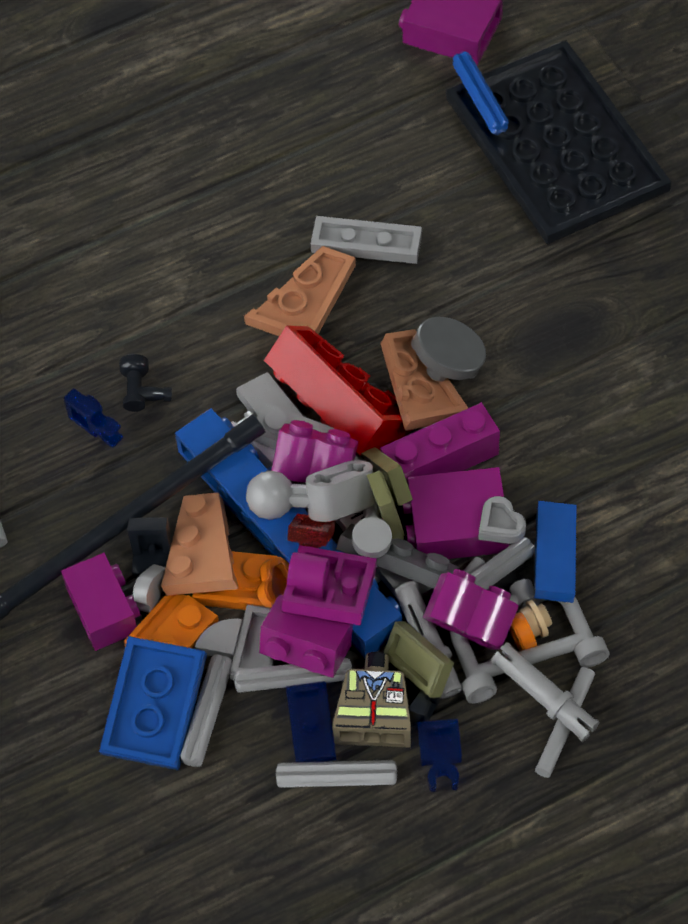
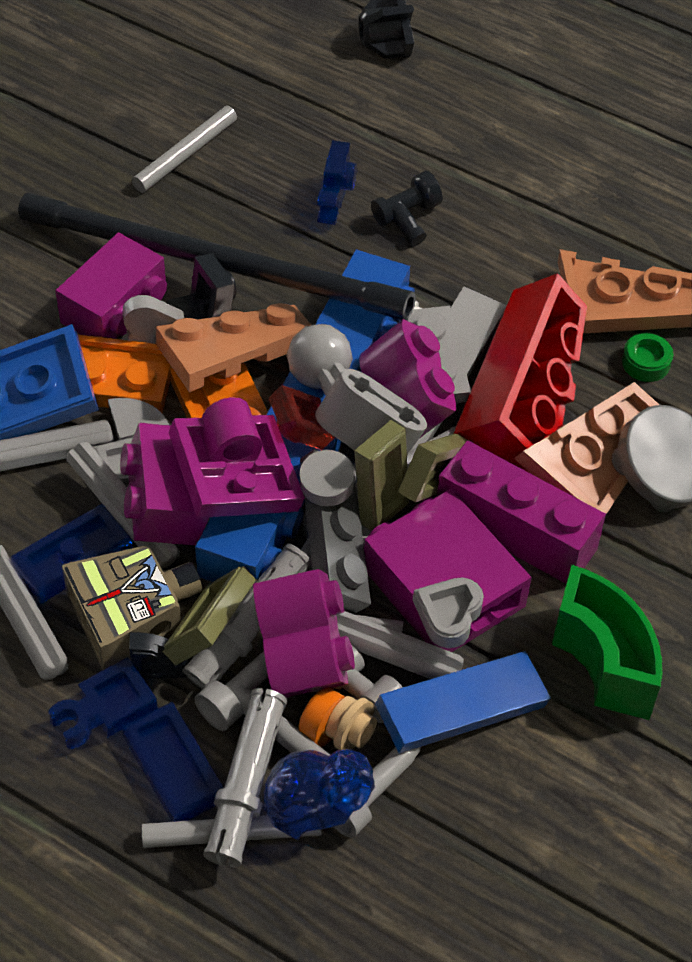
camera: 55 degrees right, 5 degrees down
(356, 317) = (647, 357): none -> green tile
(501, 734) = (172, 763): none -> clear blue tile
(564, 450) = (612, 641): none -> green brick
(580, 657) = (316, 790): none -> clear blue hair

